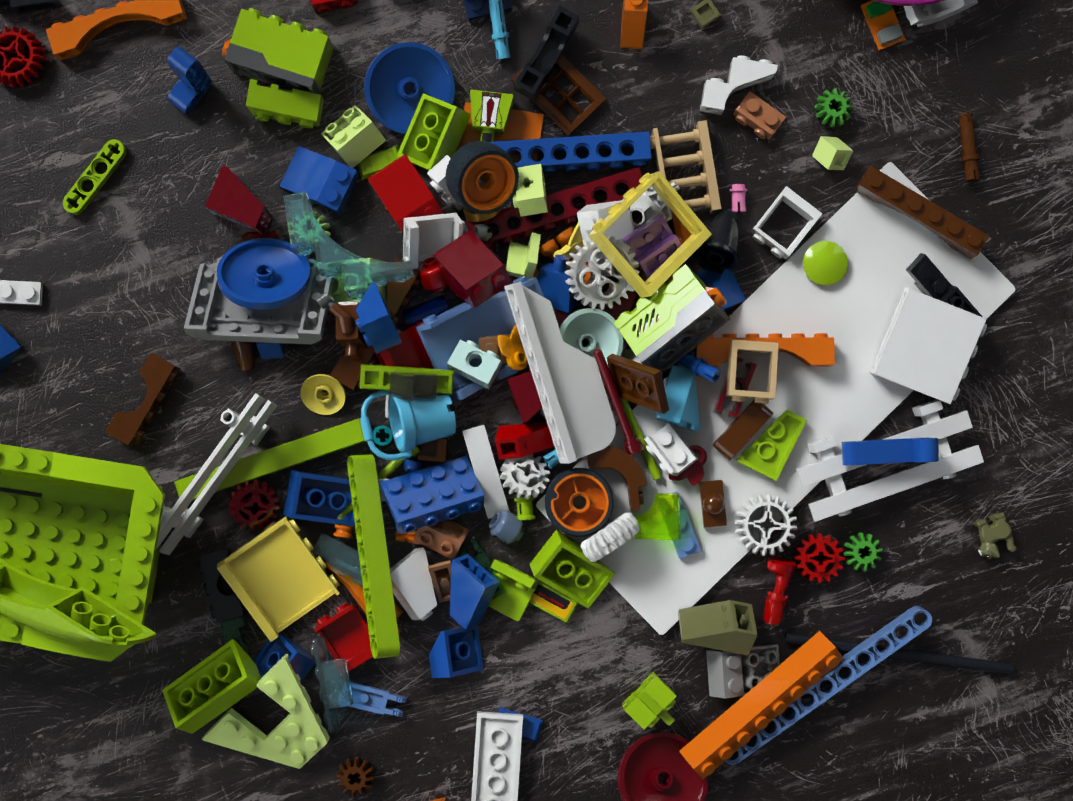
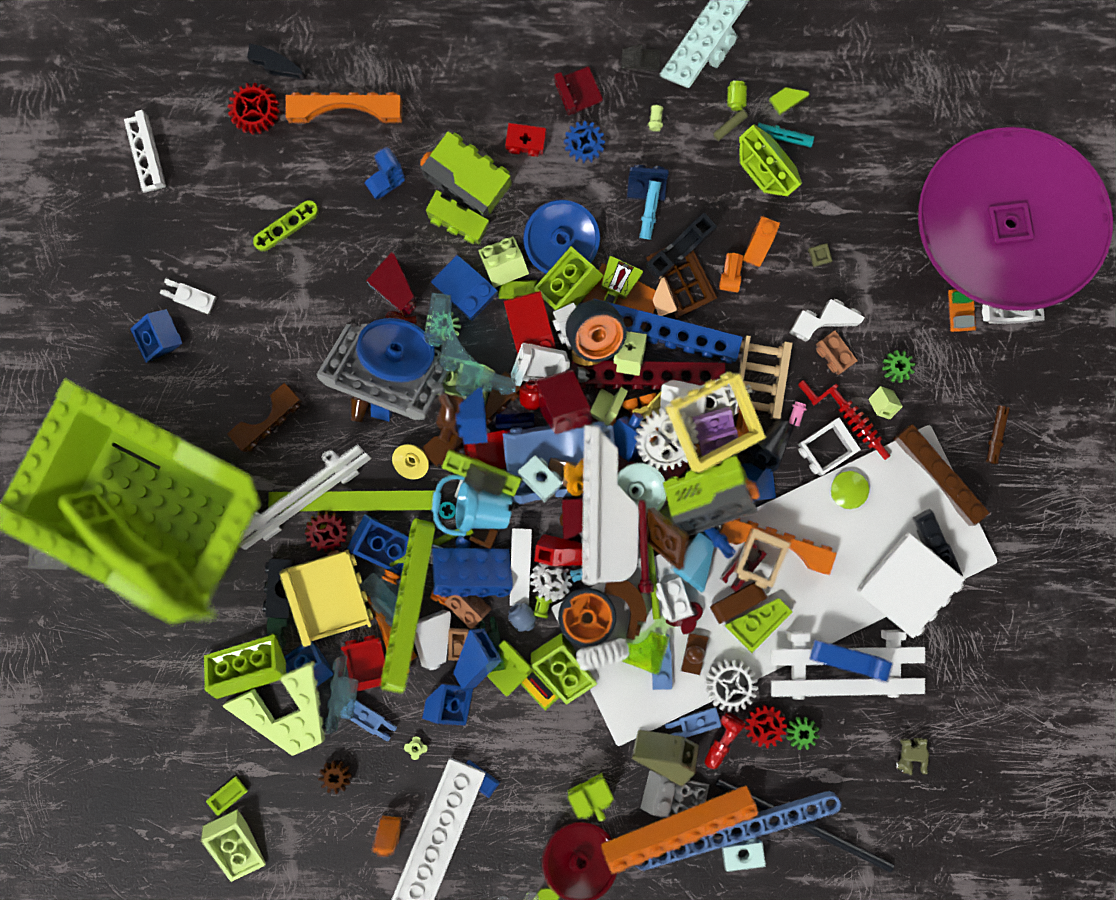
camera: 20 degrees right, 0 degrees up
(435, 707) = (409, 747): none -> yellowish green plate
(547, 119) = (664, 299): none -> light nougat tile
(614, 71) = (731, 277): none -> orange piece
(741, 579) = (696, 722): none -> medium blue hinge
(804, 181) = (850, 412): none -> red piece
(855, 709) = (753, 859): none -> light aqua brick

